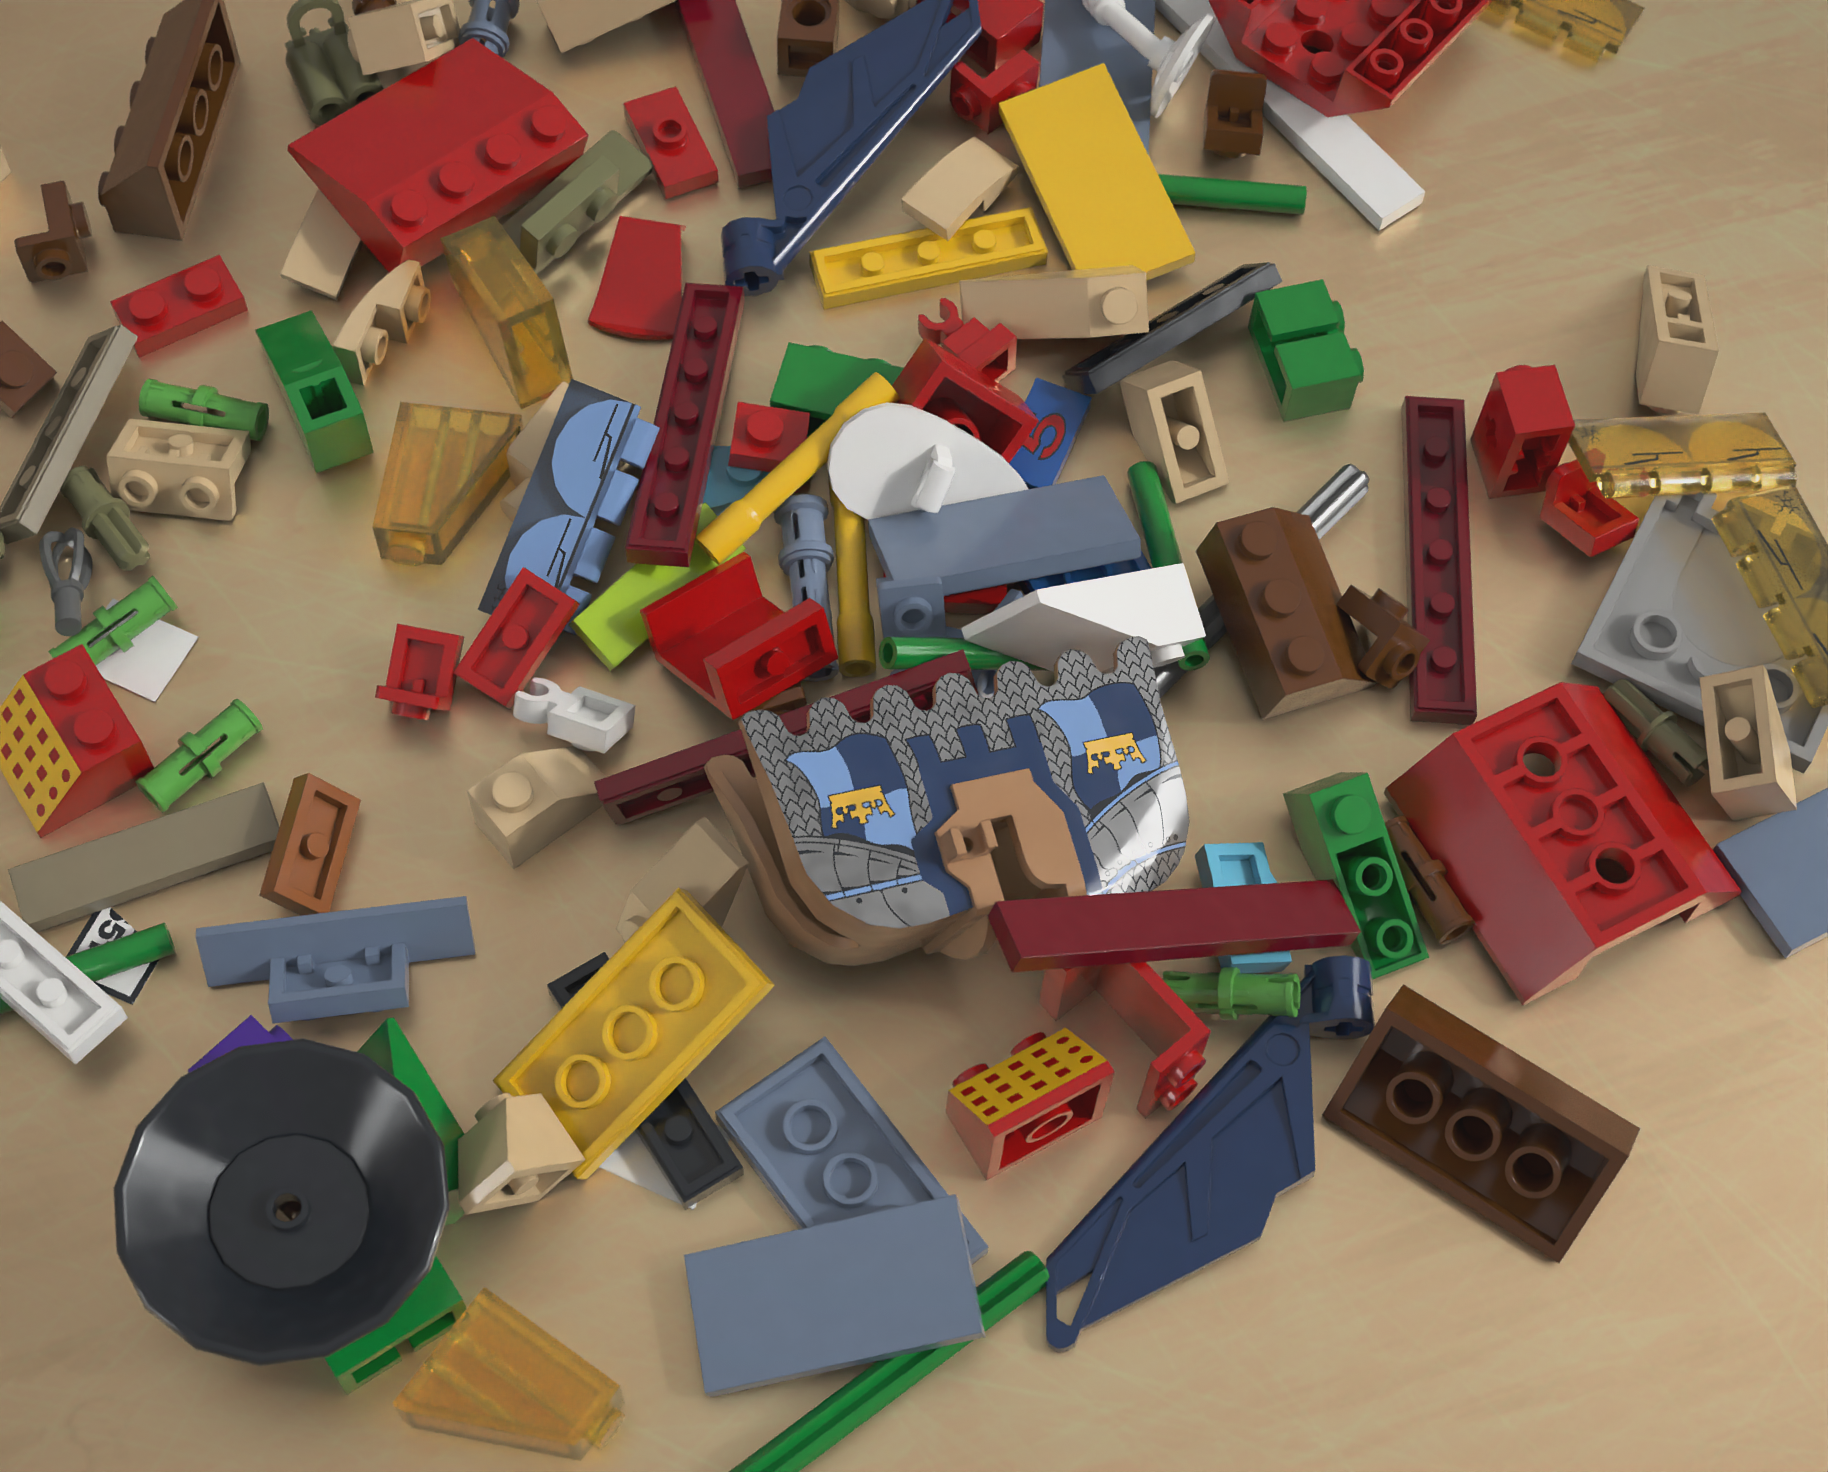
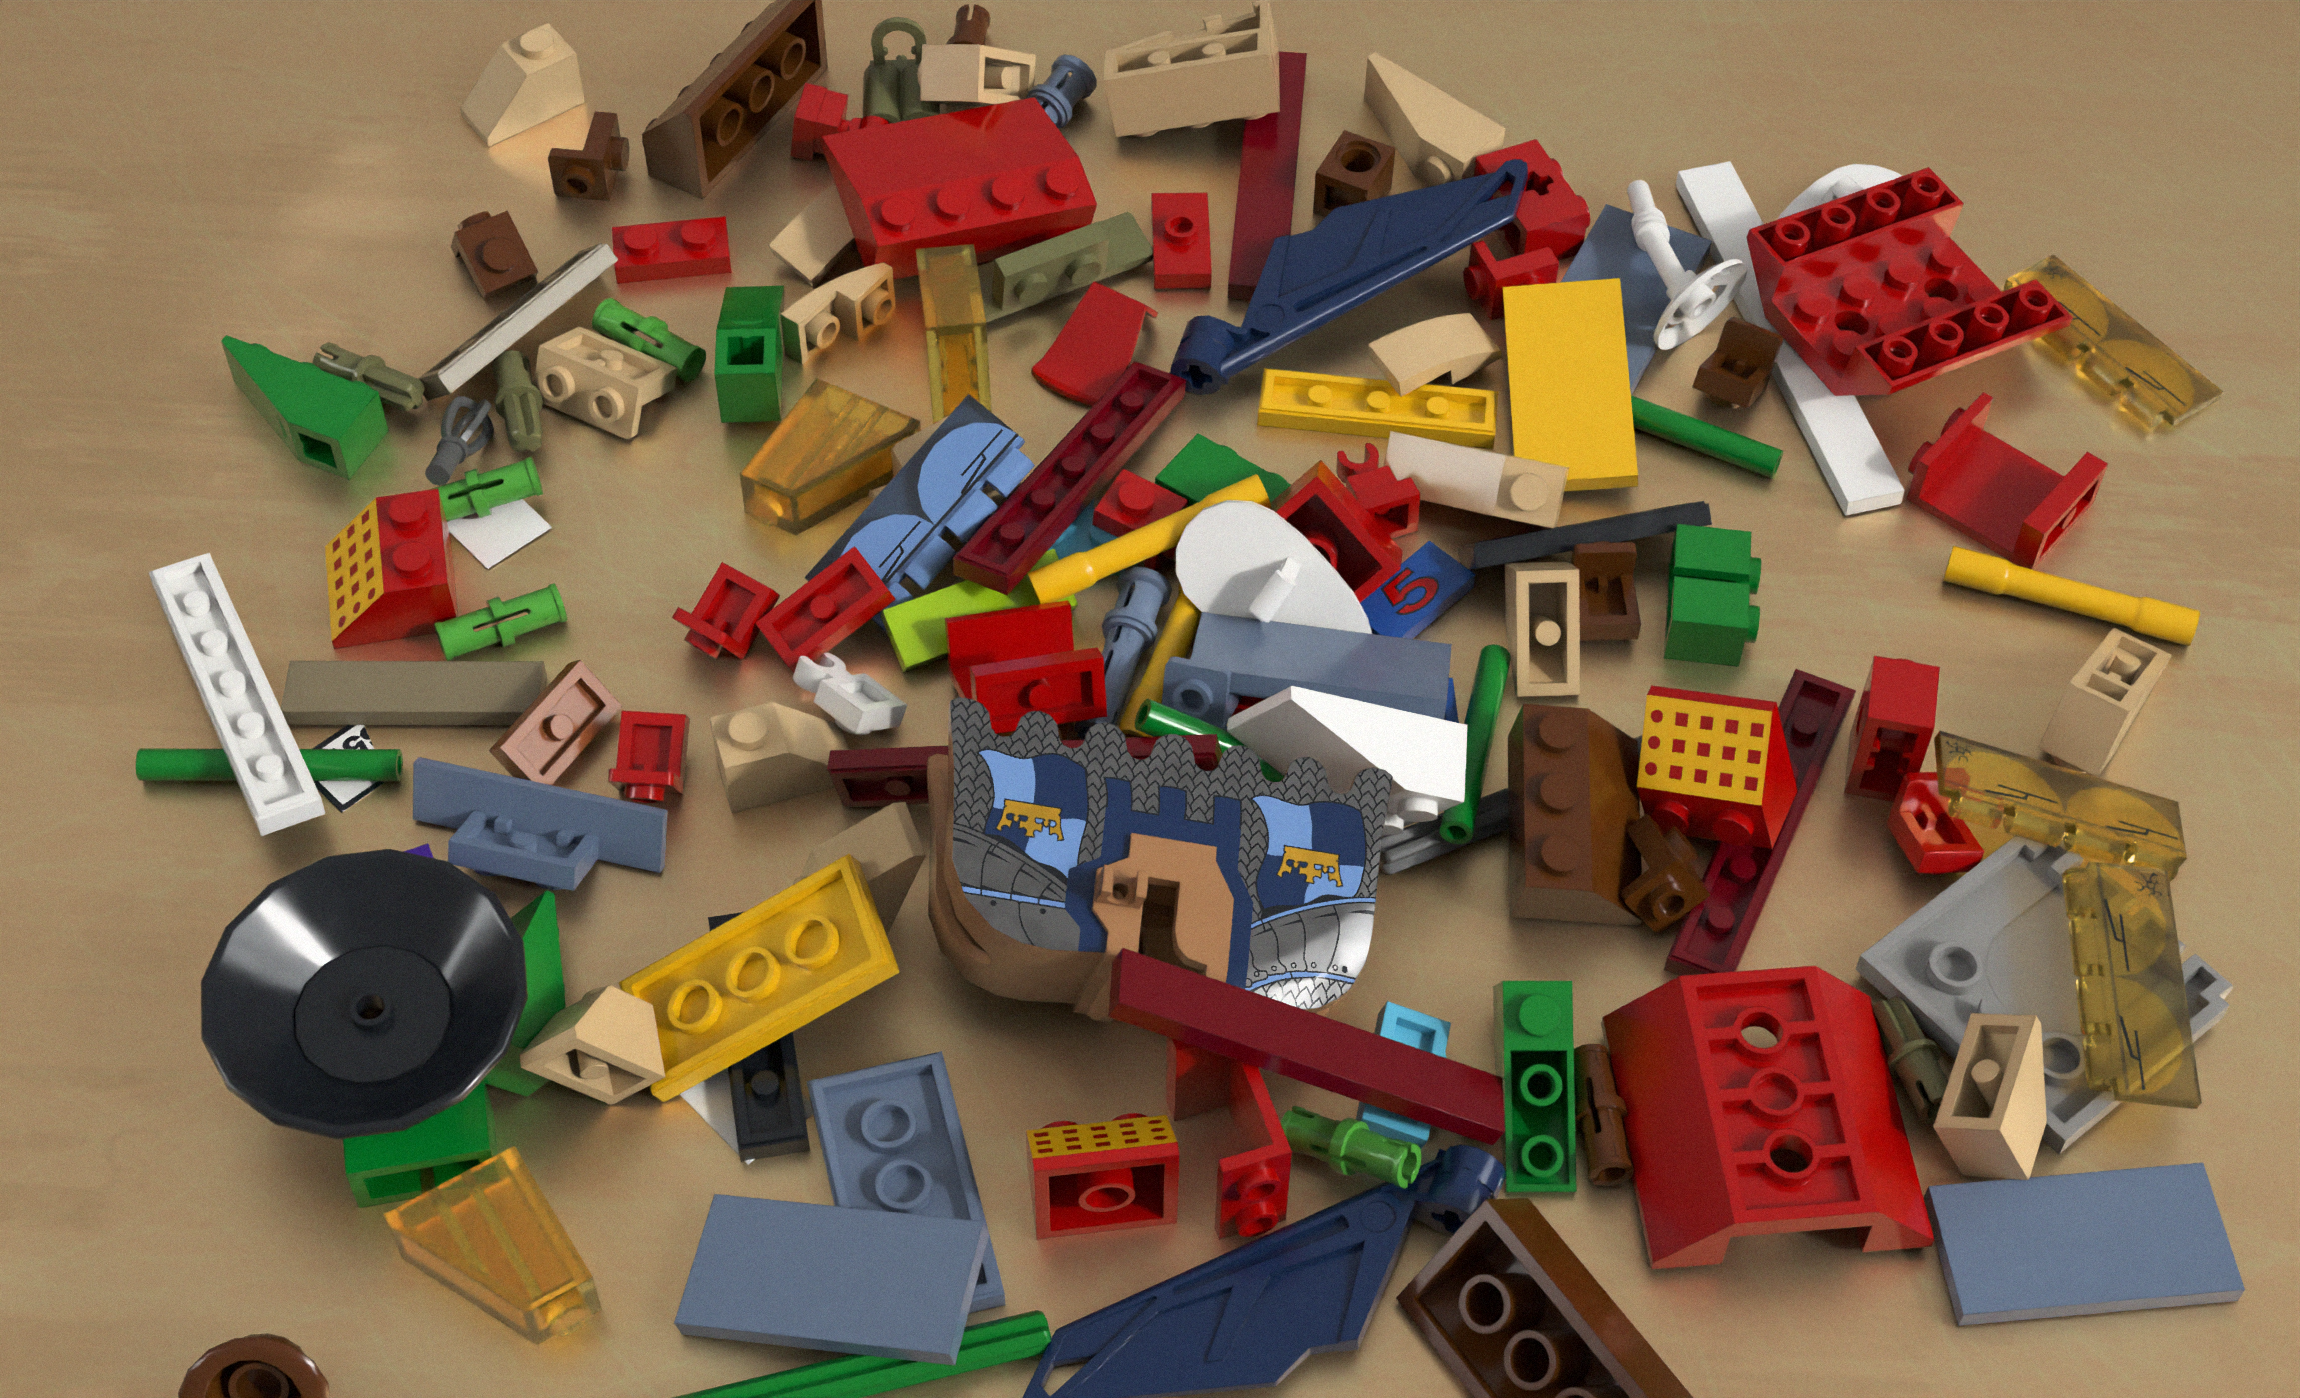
camera: 25 degrees right, 10 degrees down
(271, 126) = (822, 114): none -> red piece
(416, 843) = (650, 756): none -> red bracket
(1225, 382) = (1607, 590): none -> reddish brown bracket
(1393, 521) = (1715, 766): none -> slope
(1503, 165) = (1999, 491): none -> red panel
(1537, 248) = (2140, 614): none -> yellow piece

